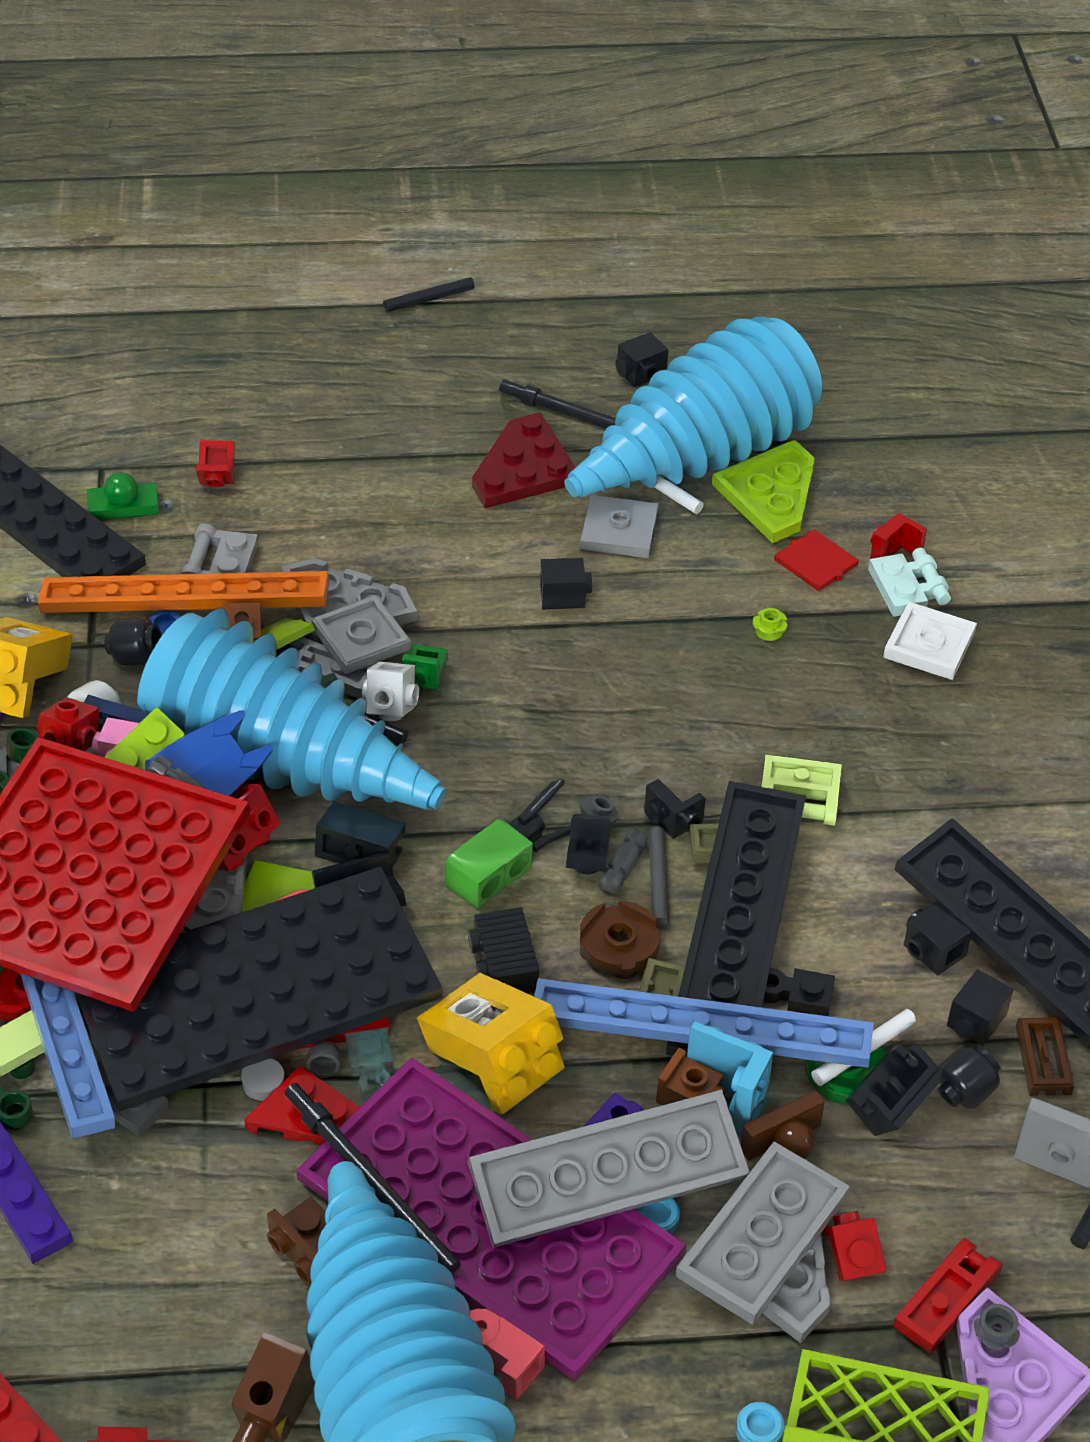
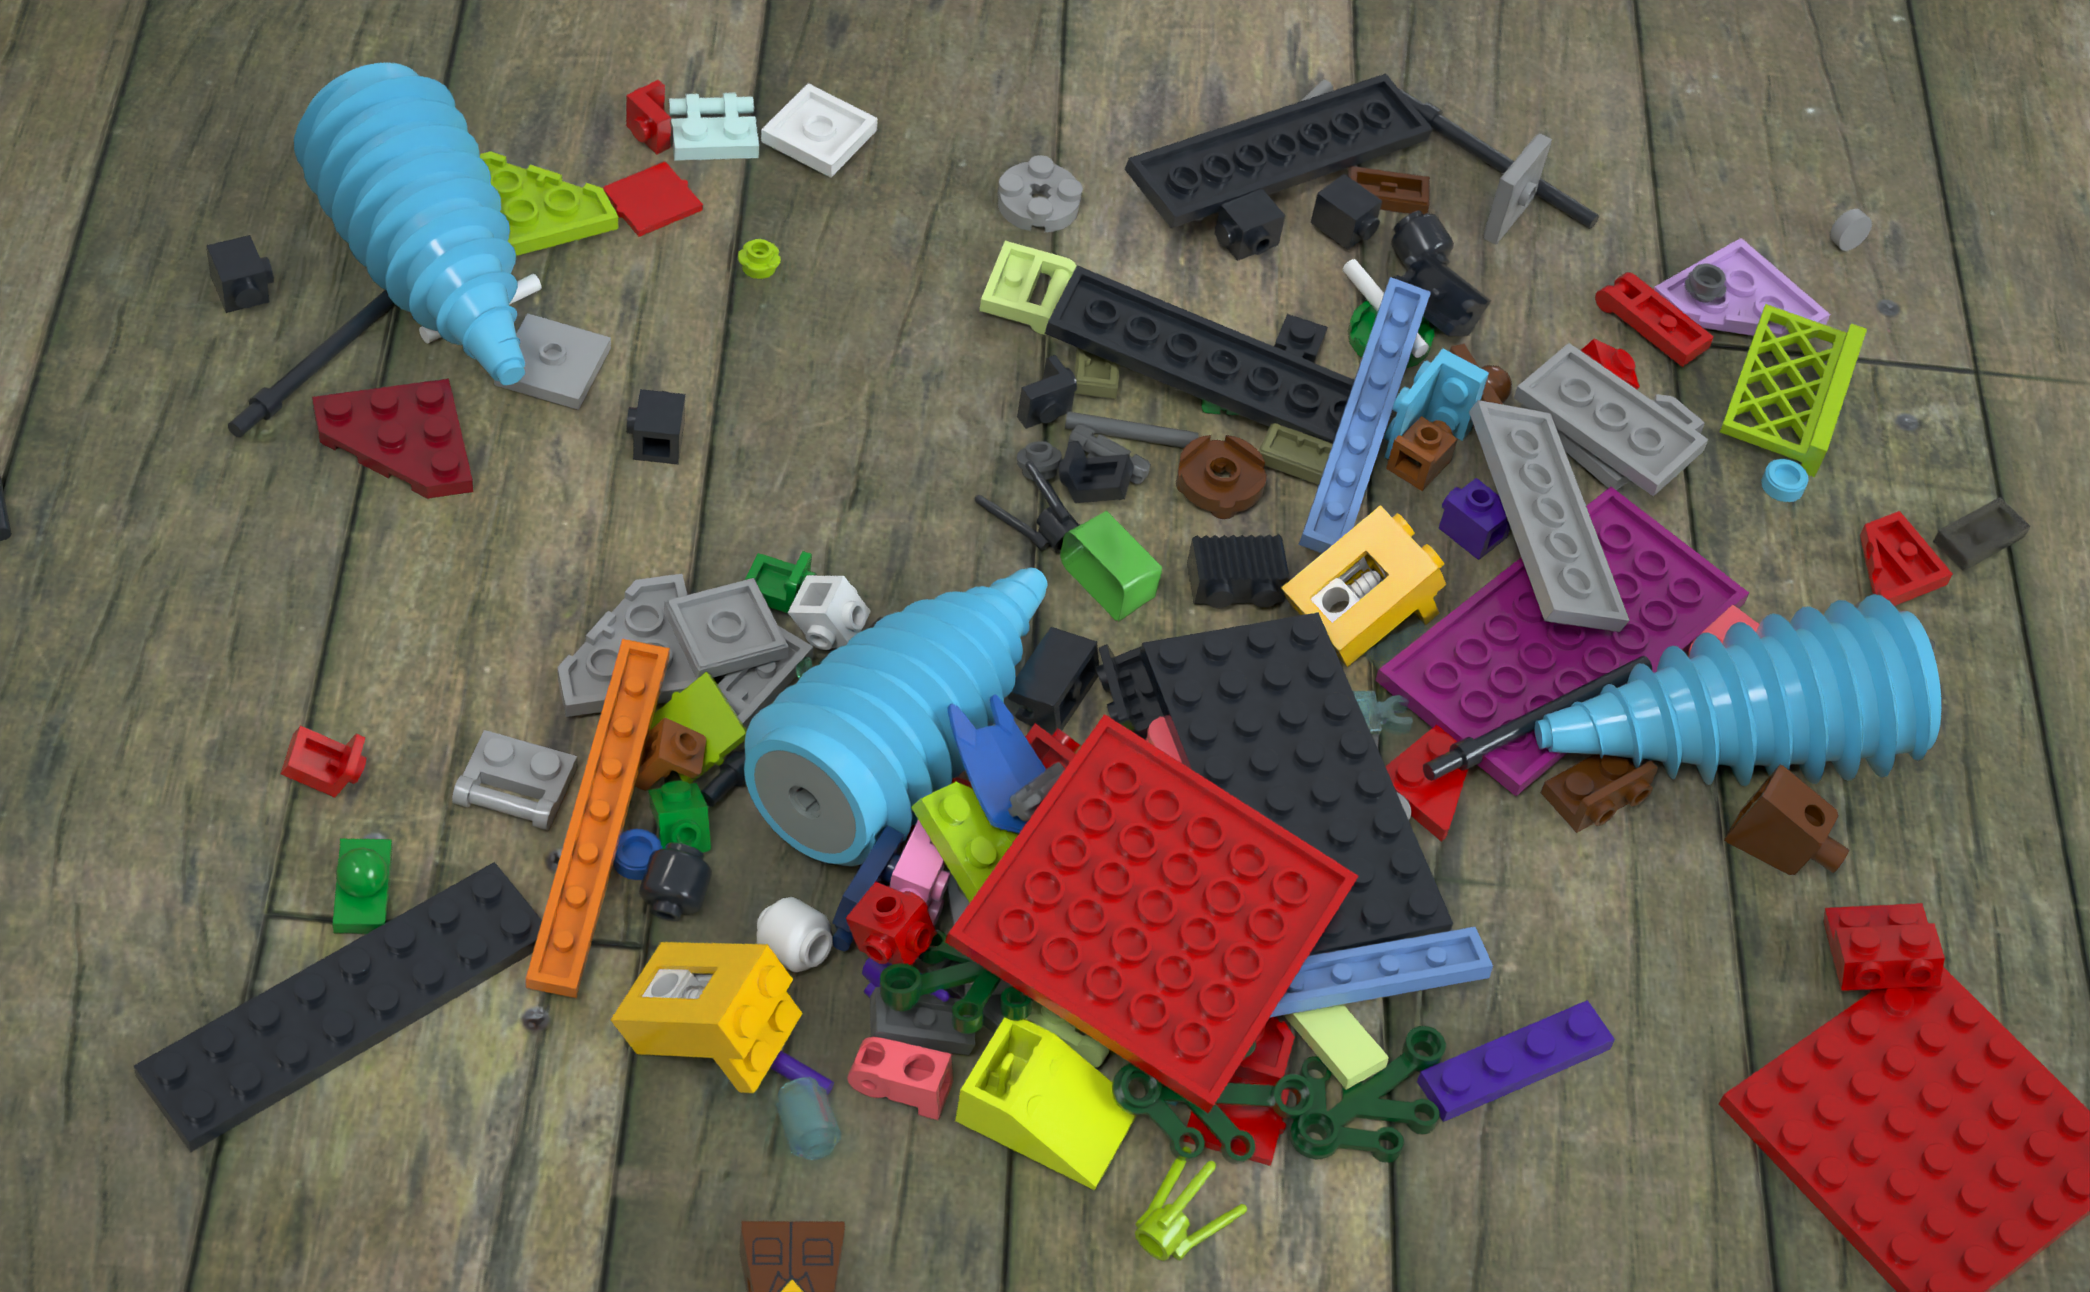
camera: 90 degrees left, 5 degrees up
(923, 775) = (1042, 178): none -> light grey plate

